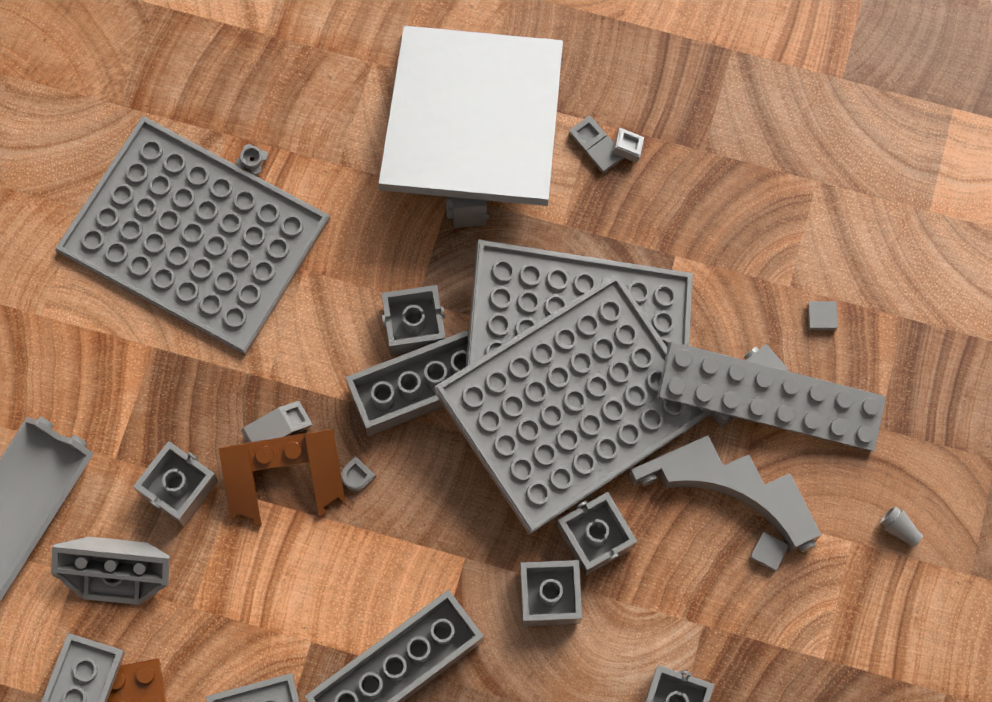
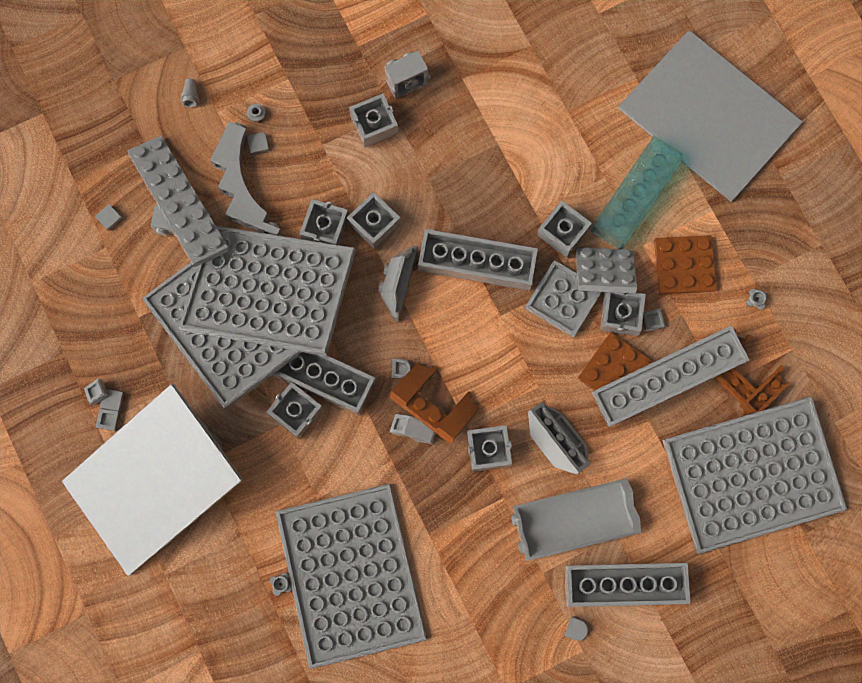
camera: 130 degrees left, 5 degrees up
(456, 558) = (397, 280): none -> light grey wedge
(804, 588) = (256, 117): none -> light grey plate

